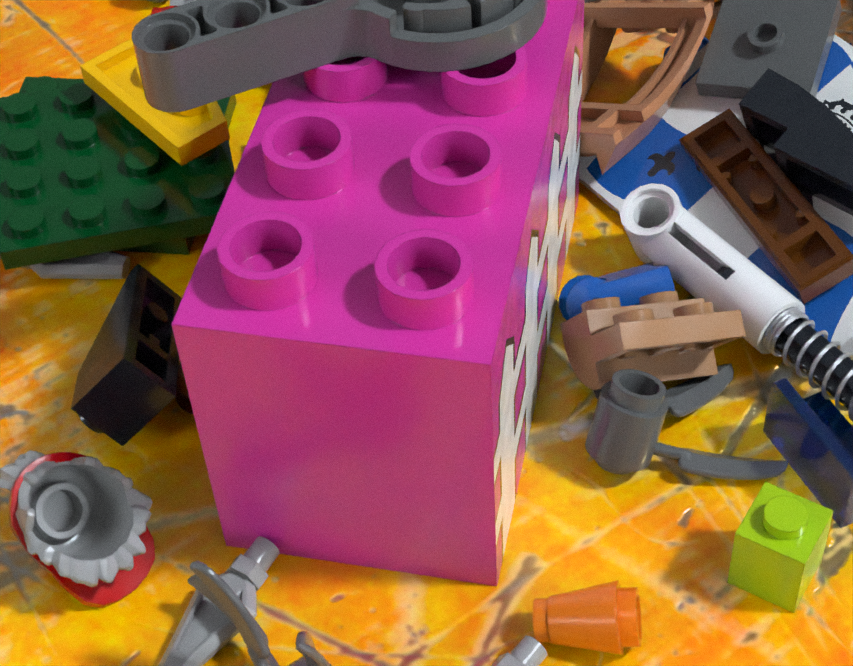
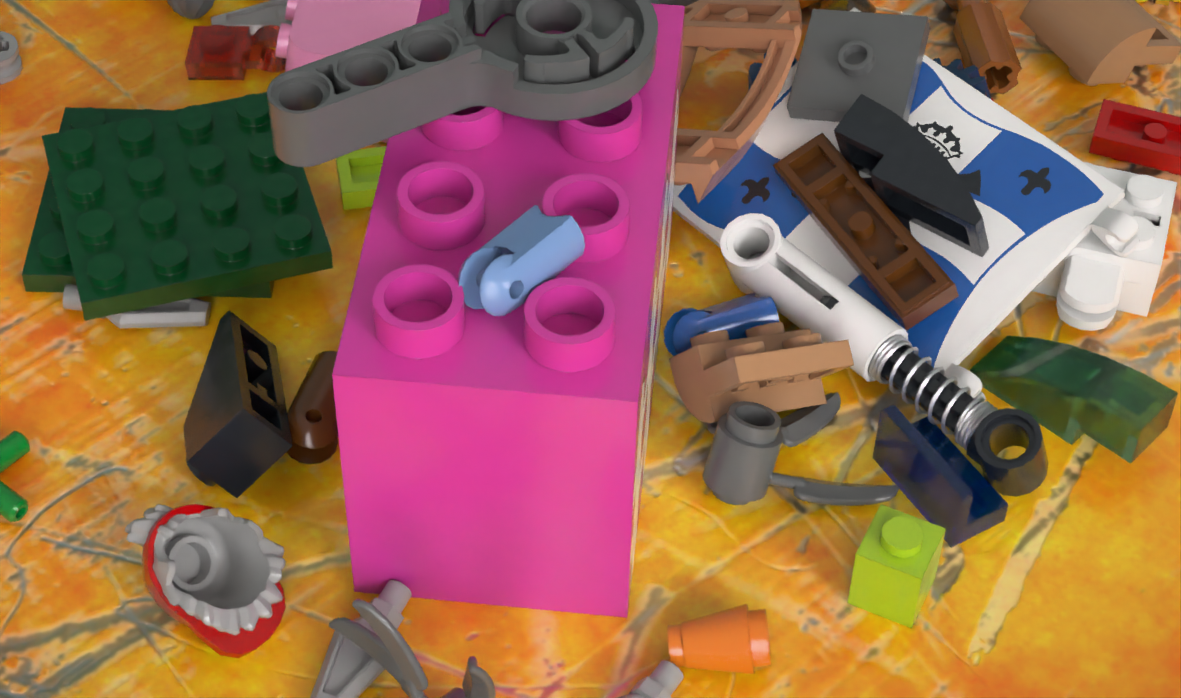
camera: 10 degrees left, 0 degrees up
(180, 134) = (226, 123): yellow wing -> none
(377, 209) = (519, 260): none -> medium blue piece

